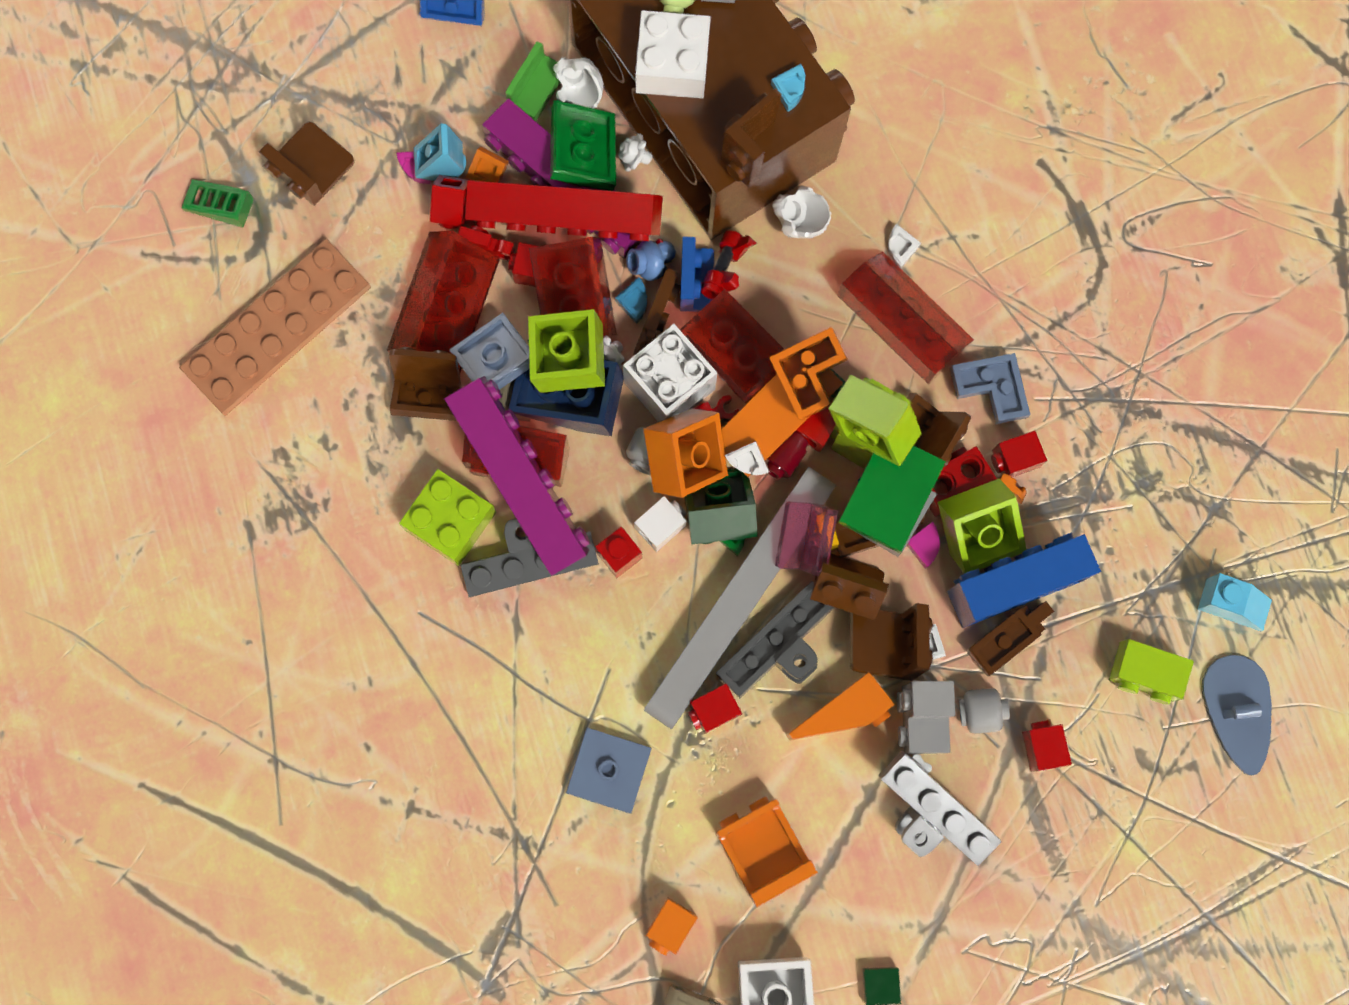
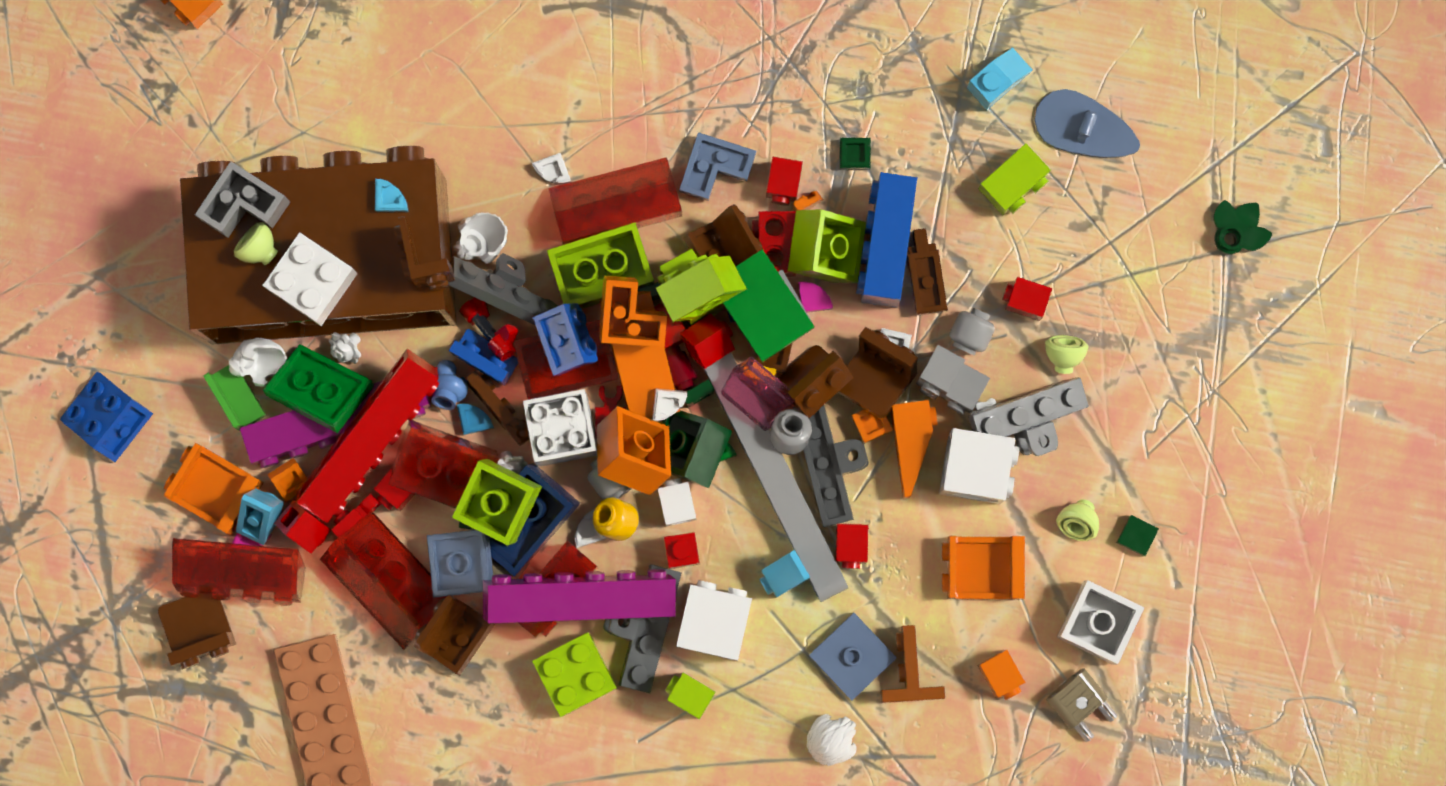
camera: 55 degrees left, 5 degrees up
(235, 217) = (205, 707): green slope -> none
(377, 166) = (237, 571): none -> clear red slope
(443, 97) = (210, 487): none -> orange panel
(485, 633) = (689, 694): none -> lime brick
(517, 794) = (831, 740): none -> white hair
(568, 617) = (714, 620): none -> white brick
(591, 459) = (586, 533): none -> white tile
(613, 474) = (615, 519): none -> yellow head
(621, 834) = (909, 672): none -> dark orange bracket
(649, 660) = (784, 574): none -> medium azure slope
(755, 331) = (565, 338): none -> blue bracket
(766, 256) = (500, 287): none -> dark grey plate
(774, 486) = (699, 393): none -> dark green tile
(788, 589) = (790, 431): none -> light grey head
(829, 465) = (708, 340): none -> red brick
(837, 664) = (870, 426): none -> orange plate
(858, 330) = (583, 263): none -> lime brick
(859, 789) = (978, 466): none -> white brick
(862, 919) = (1079, 521): none -> yellowish green brick
(1017, 813) = (1065, 352): none -> yellowish green brick
(1082, 508) = (855, 153): none -> dark green tile
(1241, 918) = (1240, 224): none -> dark green plate

